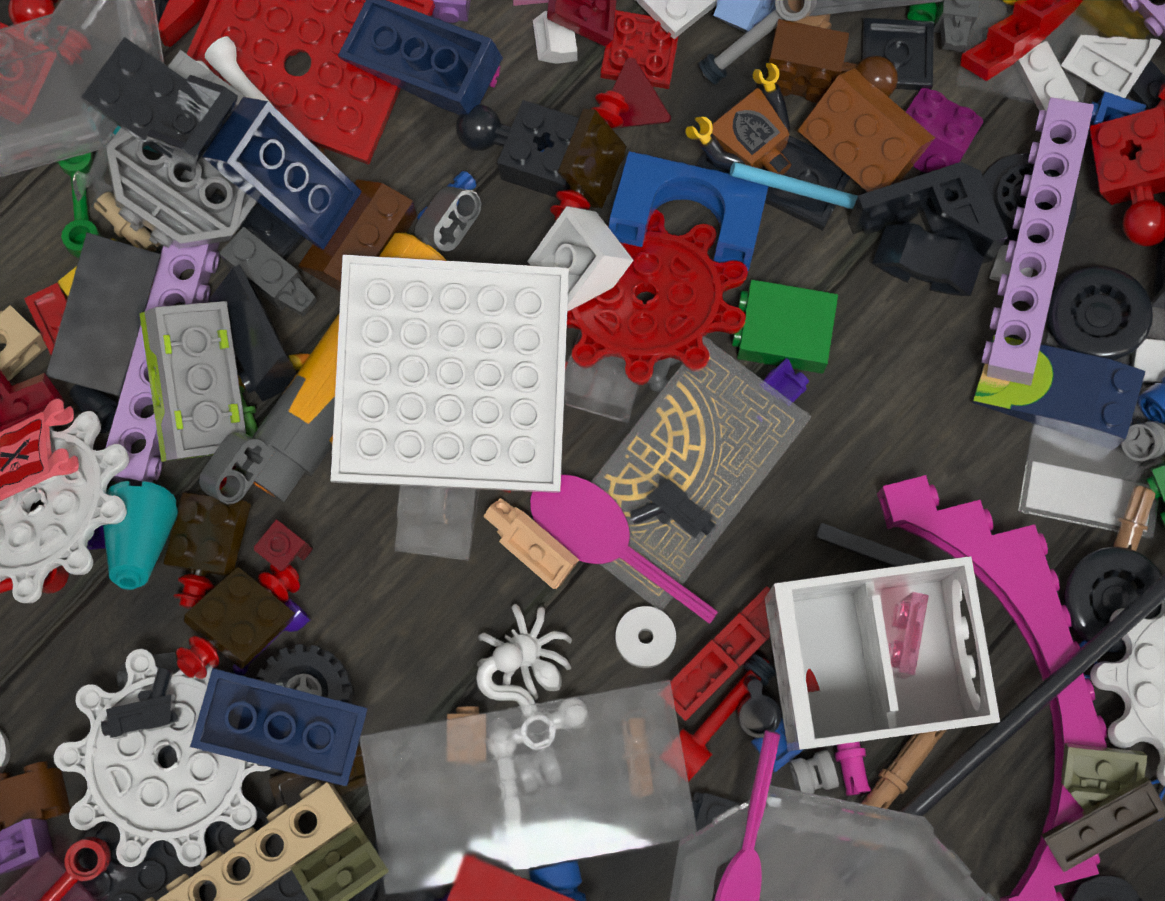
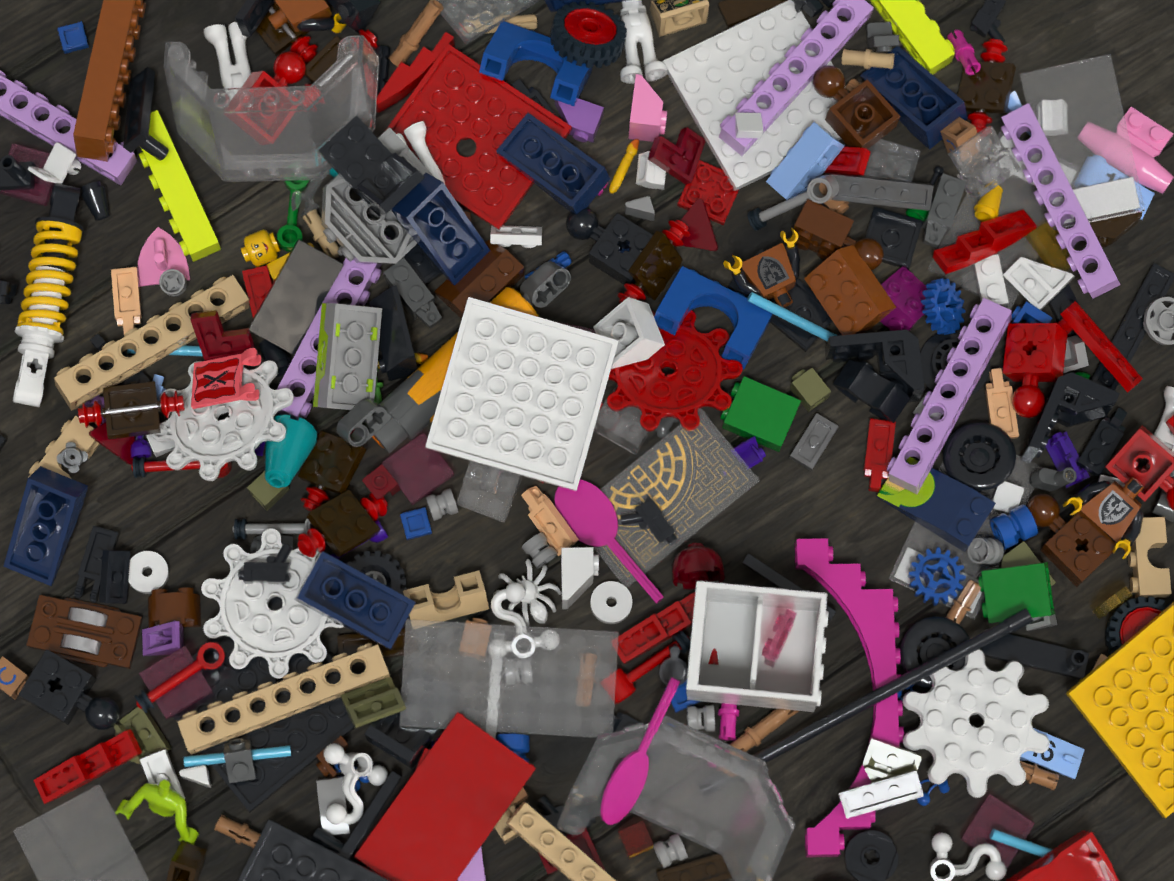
camera: 10 degrees right, 0 degrees up
(43, 261) = (260, 248): none -> yellow head
(99, 658) = (241, 528): none -> light grey piece
(122, 601) = (265, 493): none -> olive brick
(330, 515) = (417, 469): none -> clear pink plate
(345, 591) = (416, 523): none -> blue tile
(375, 556) = (441, 504): none -> light grey wheel
(405, 162) = (517, 235): none -> white plate
(436, 683) = (463, 599): none -> tan arch
(522, 19) = (631, 151): none -> yellow piece
(527, 587) = (539, 550): none -> light grey wheel
(553, 90) = (640, 208): none -> light grey slope
(588, 607) = (577, 571): none -> white slope
(755, 558) = (695, 565): none -> dark red cylinder
(843, 276) = (809, 389): none -> olive brick
(868, 347) = (813, 442): none -> flat silver plate
(960, 341) = (878, 451): none -> red hinge
(995, 124) = (943, 306): none -> blue gear
(1093, 476) = (945, 581): none -> blue gear
(1105, 235) = (999, 404): none -> light nougat hinge

